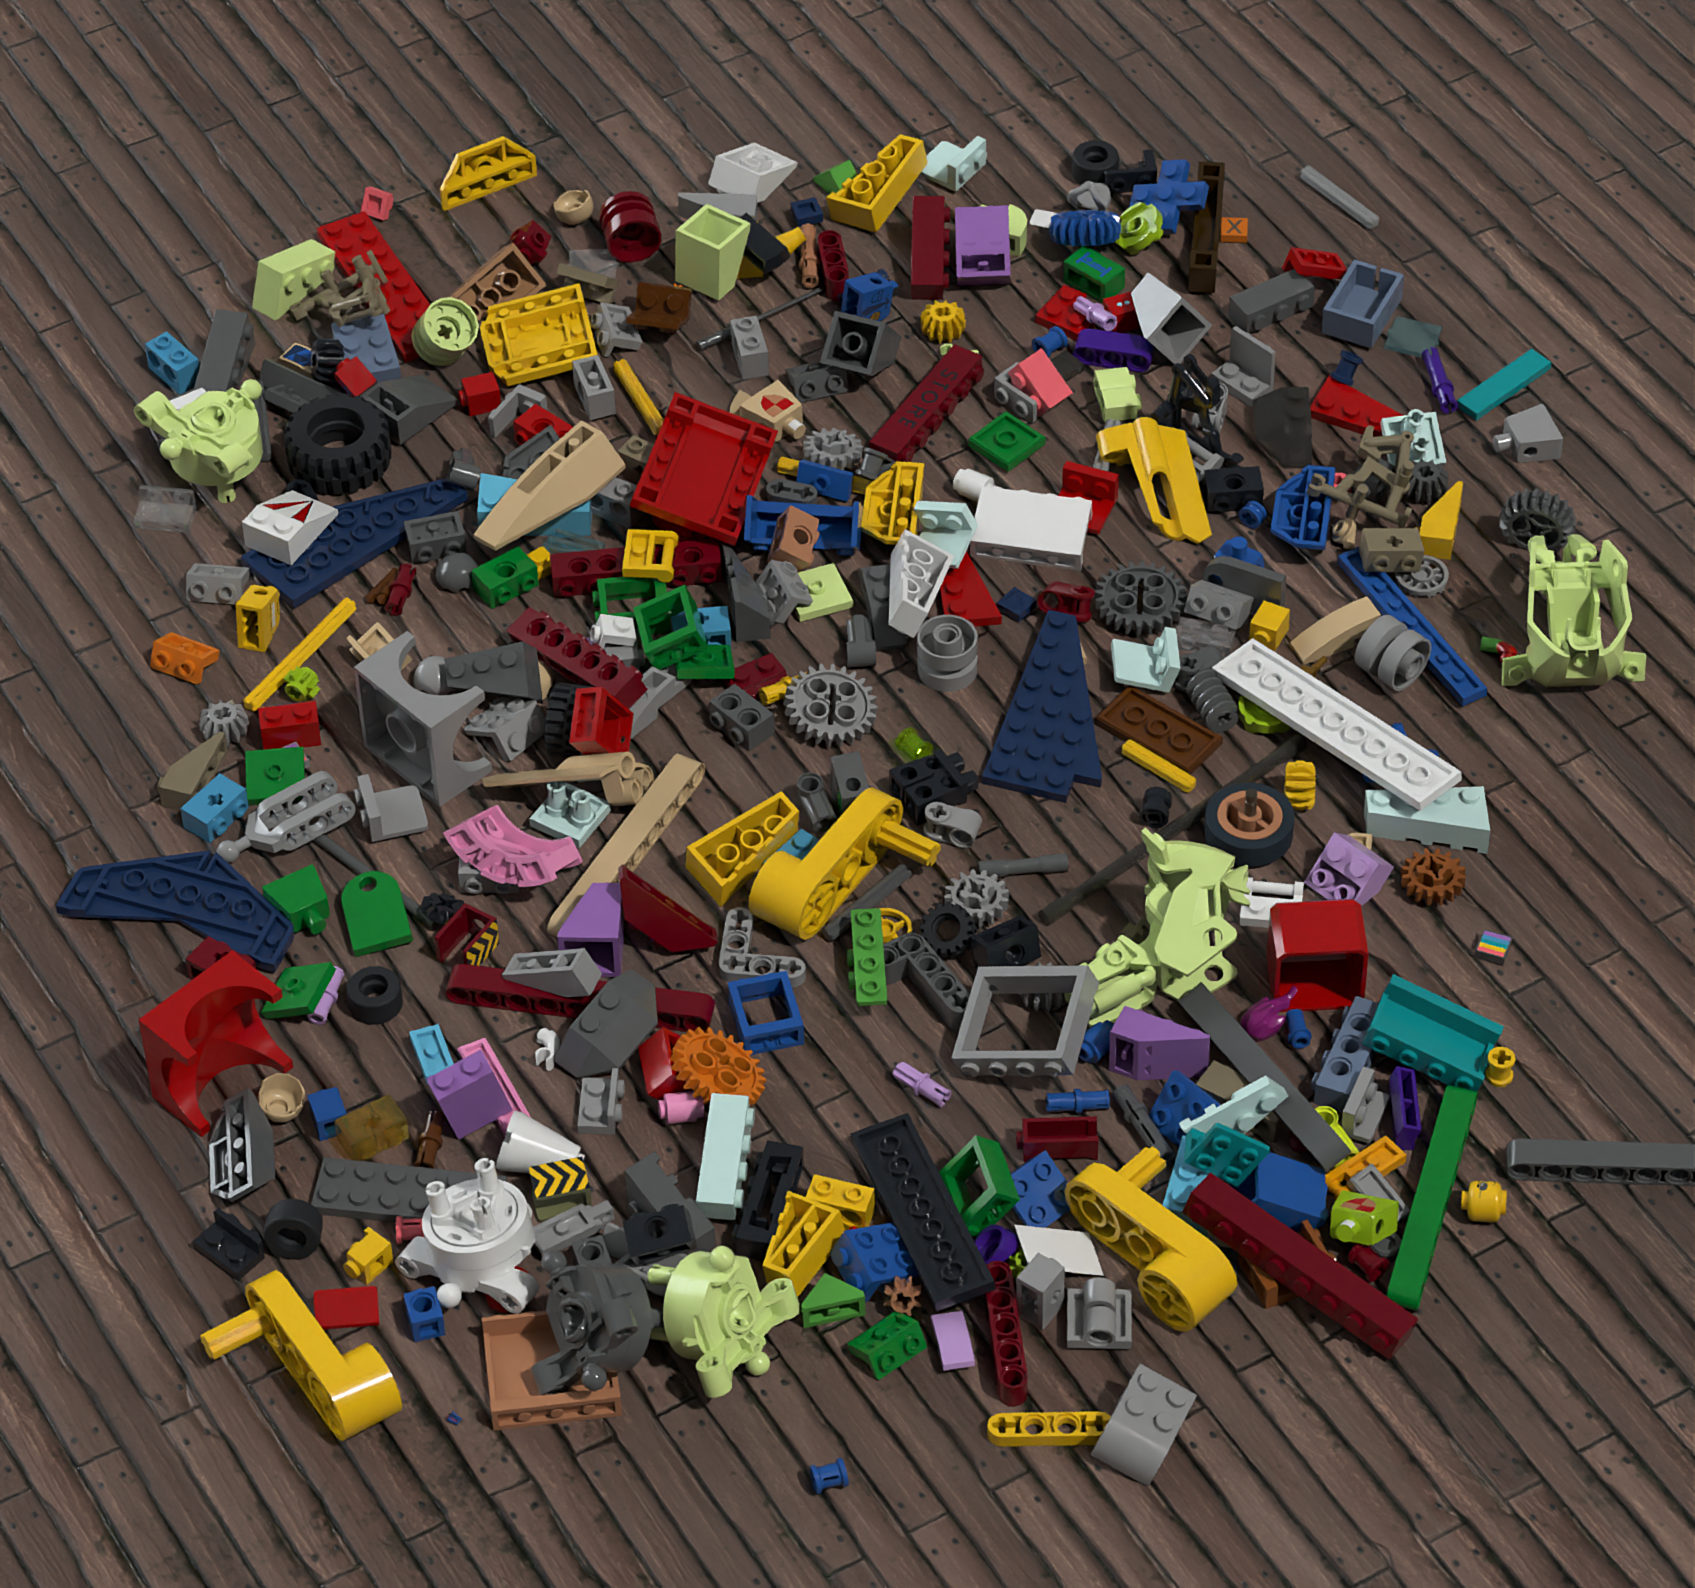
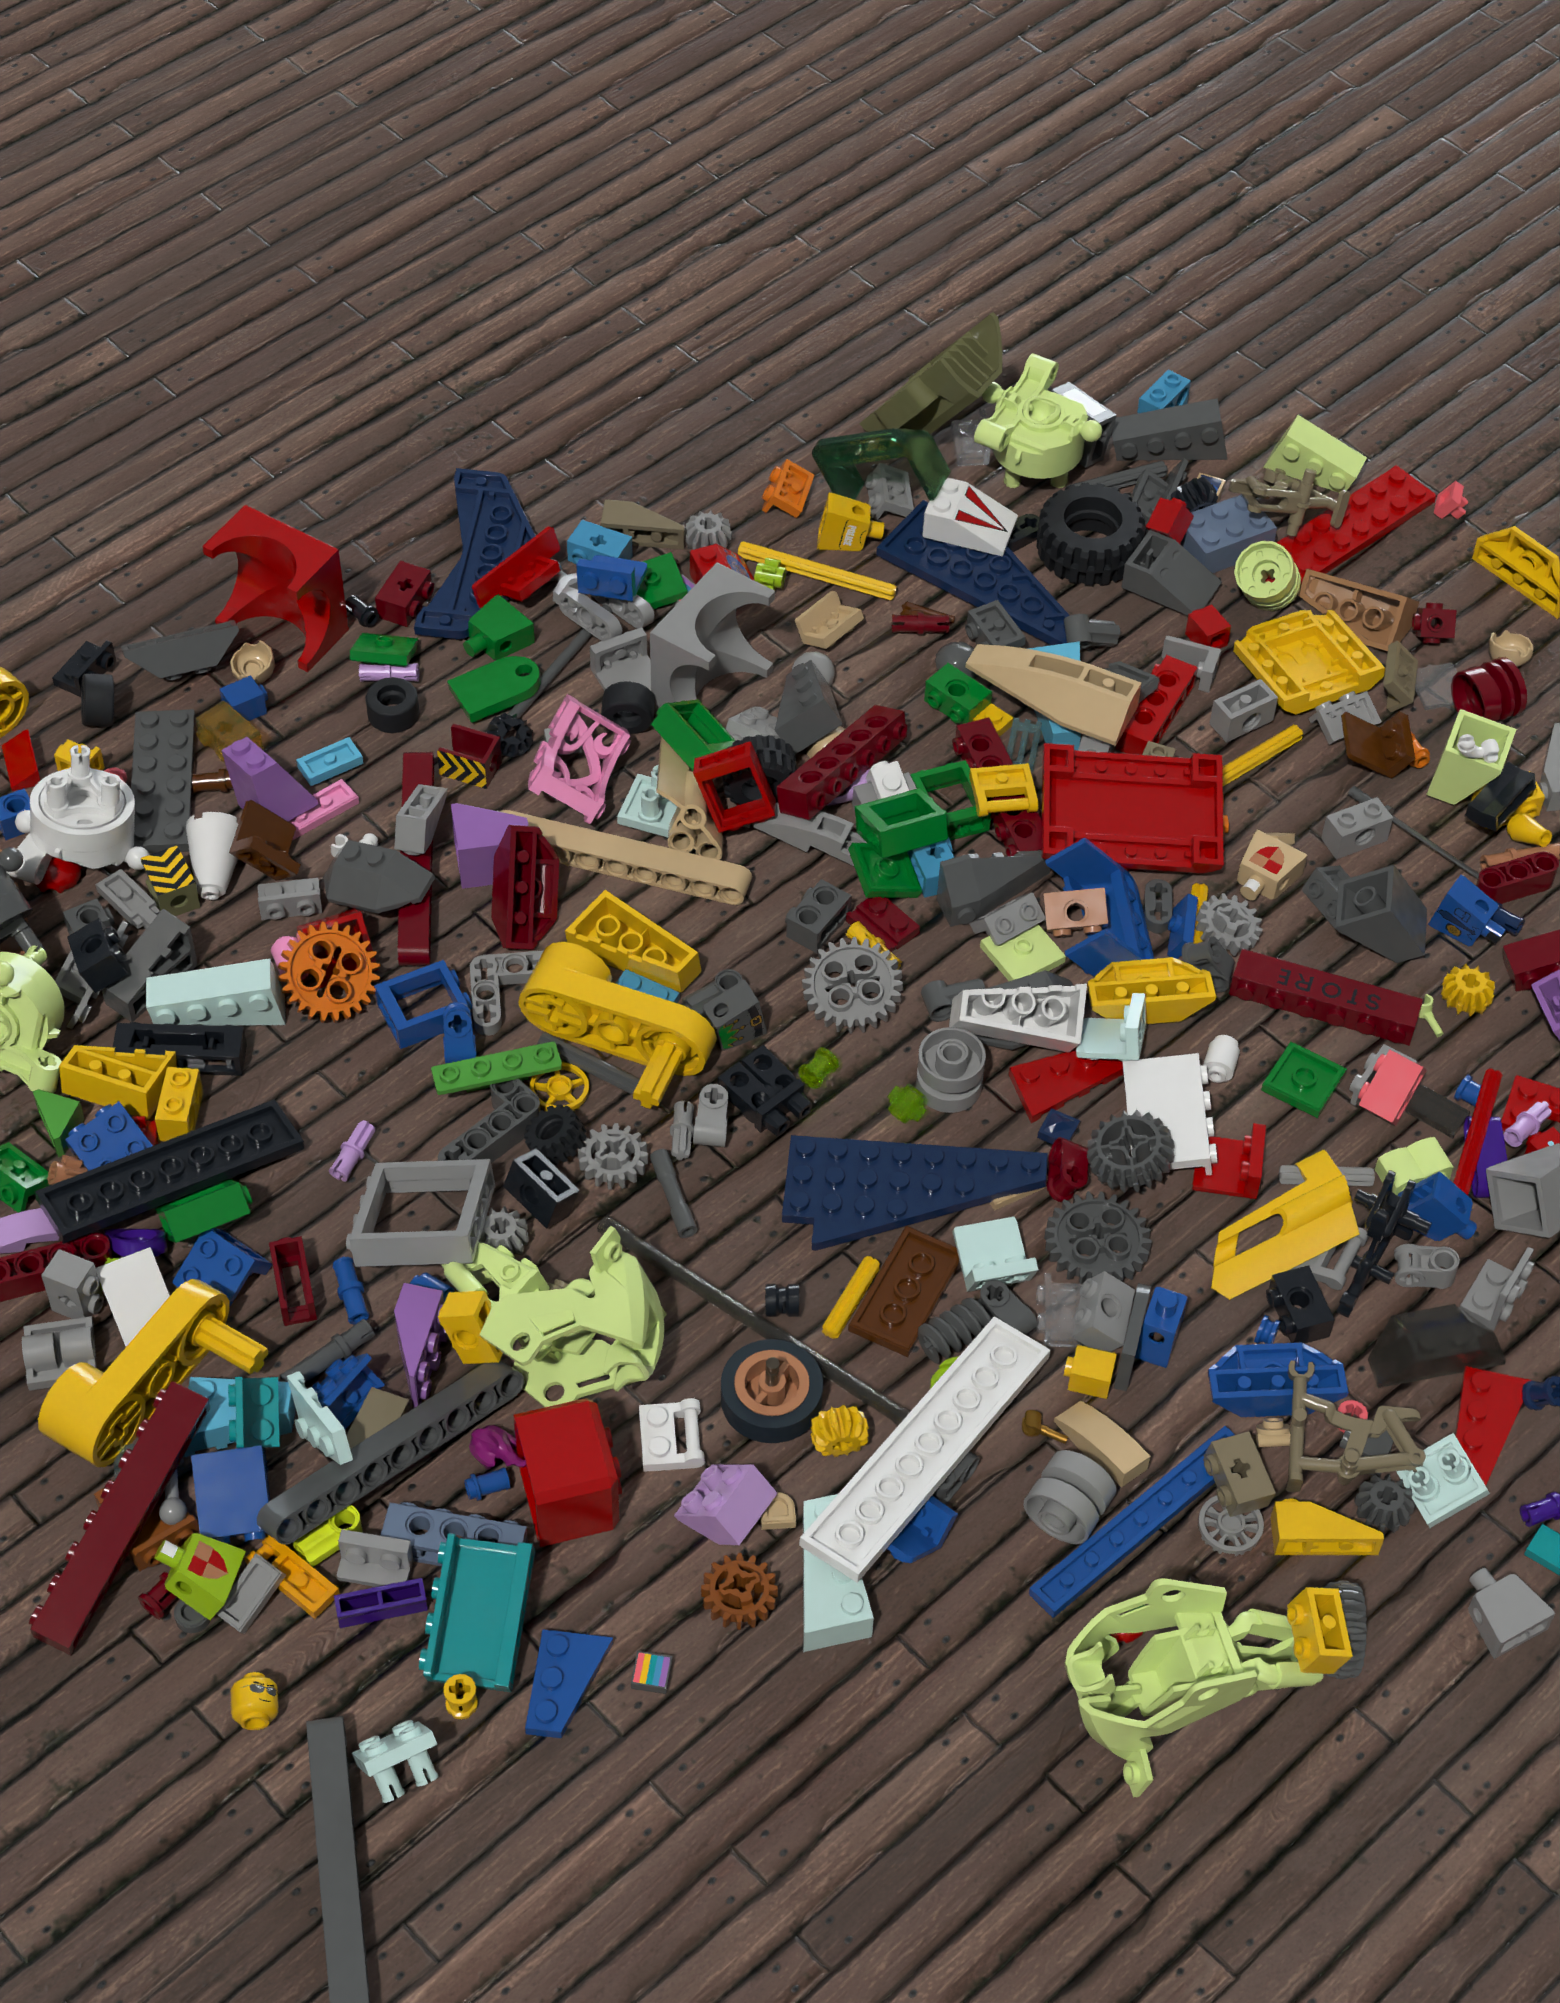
camera: 75 degrees right, 5 degrees up
(135, 485) = (944, 383): none -> olive panel
(209, 551) = (840, 454): none -> clear green windscreen
(245, 859) = (521, 571): none -> red bracket
(282, 787) = (610, 577): none -> blue bracket
(447, 807) = (629, 706): none -> black tyre
(511, 757) = (691, 730): none -> green window
(551, 1111) = (264, 842): none -> reddish brown bracket
(731, 224) = (1488, 750): none -> white arm
(816, 985) = (458, 1038): none -> blue piece
(961, 849) = (682, 1130): none -> light grey axle
(971, 691) = (906, 1103): none -> clear neon green gear
(1087, 554) = (1150, 1150): none -> dark grey gear
(1102, 342) = (1477, 1130): none -> red axle
(1157, 384) = (1443, 1205): none -> blue torso
(1160, 993) = (463, 1320): none -> yellow brick
(1432, 1197) = (261, 1649): green beam -> none
(1494, 1003) = (561, 1677): none -> blue wing
(1550, 1106) = (407, 1742): none -> light aqua plate
(1557, 515) = (1319, 1630): none -> yellow brick

